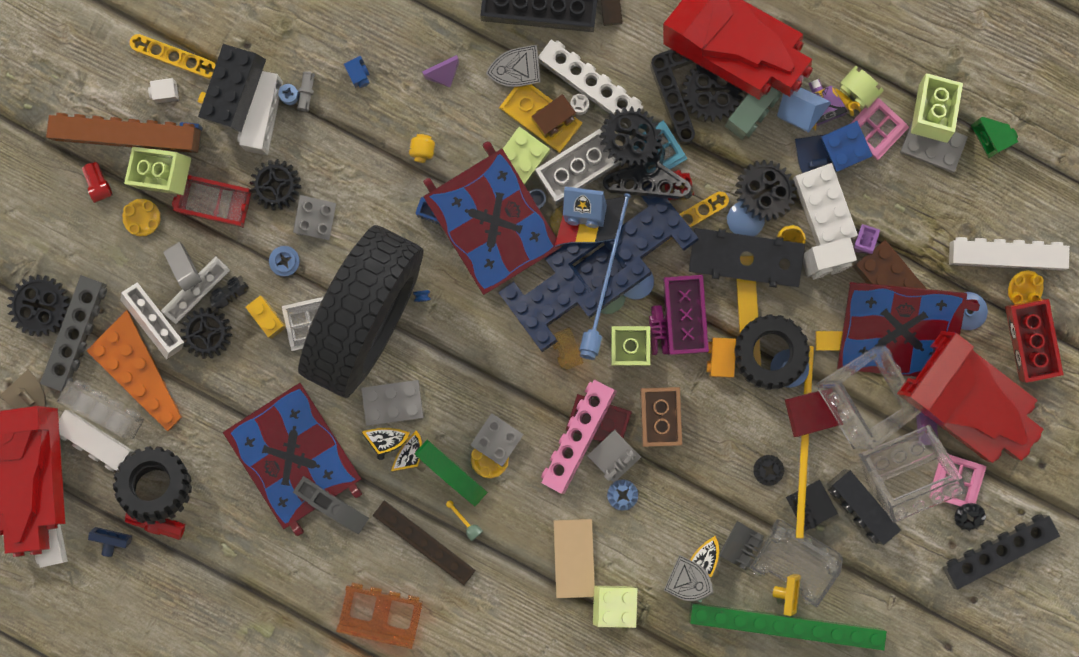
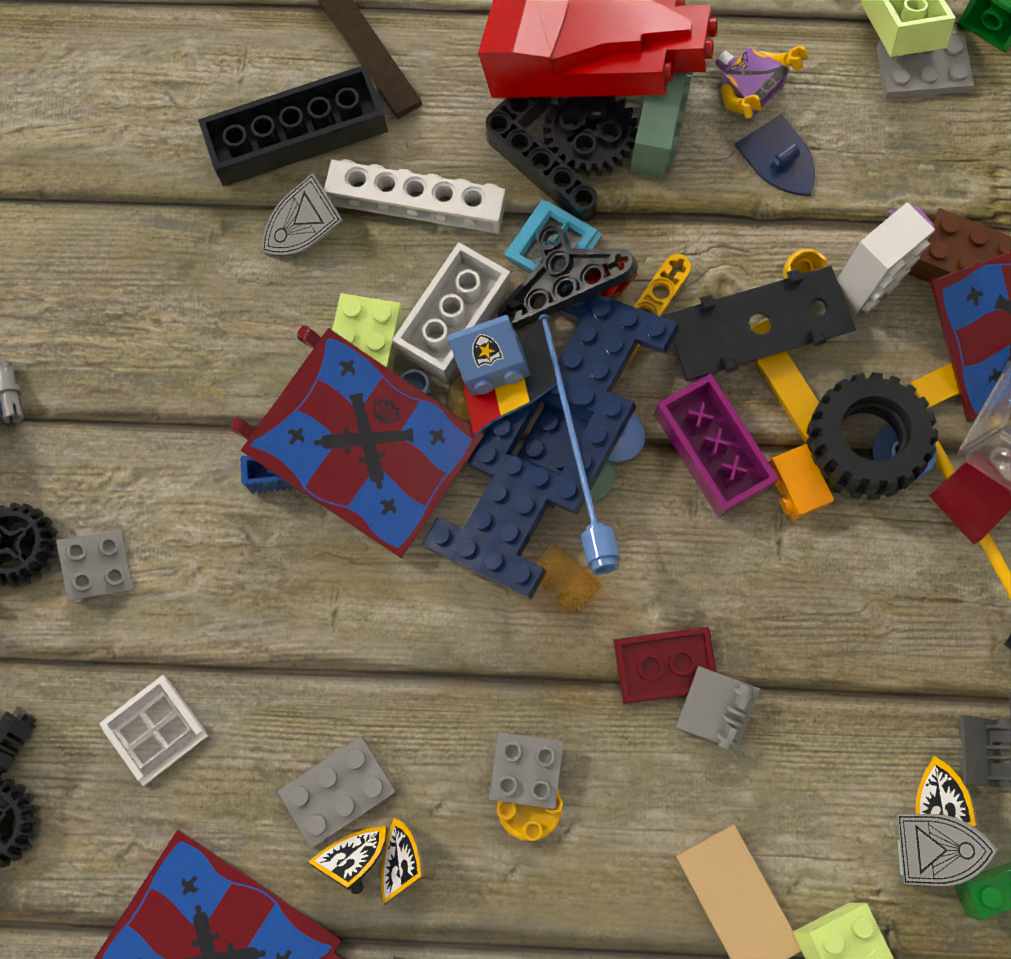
camera: 25 degrees left, 10 degrees down
(265, 317) = (78, 752): yellow brick -> none
(275, 259) = (60, 654): medium blue gear -> none
(357, 72) = (72, 329): blue brick -> none
(360, 311) = (202, 667): black tyre -> none
(422, 148) = (213, 391): yellow head -> none
(422, 296) = (309, 605): blue bush -> none
(443, 72) = (197, 275): medium lavender slope -> none
(450, 472) = (478, 860): green slope -> none
(472, 531) = (557, 937): hinge -> none
(528, 100) = (366, 270): yellow tile -> none
(554, 116) = (385, 259): reddish brown brick -> none
(580, 101) = (411, 224): white wheel -> none
(588, 431) = (658, 790): bright pink brick -> none
(613, 495) = (747, 770): medium blue gear -> none
(630, 346) = (658, 528): yellowish green brick -> none
(634, 121) = (508, 232): black gear -> none
(658, 330) = (685, 488): magenta hinge -> none
(661, 416) = (758, 612): medium nougat brick -> none
(743, 223) = (725, 274): medium blue dish -> none
(759, 471) = (946, 625): black gear -> none
(776, 205) = (753, 235): black gear -> none
(802, 109) = (727, 89): medium blue slope -> none
(824, 205) = (824, 203): white brick -> none
(846, 146) = (813, 114): blue brick -> none
(860, 87) = (788, 27): yellowish green brick -> none
(880, 127) = (837, 80): bright pink piece -> none

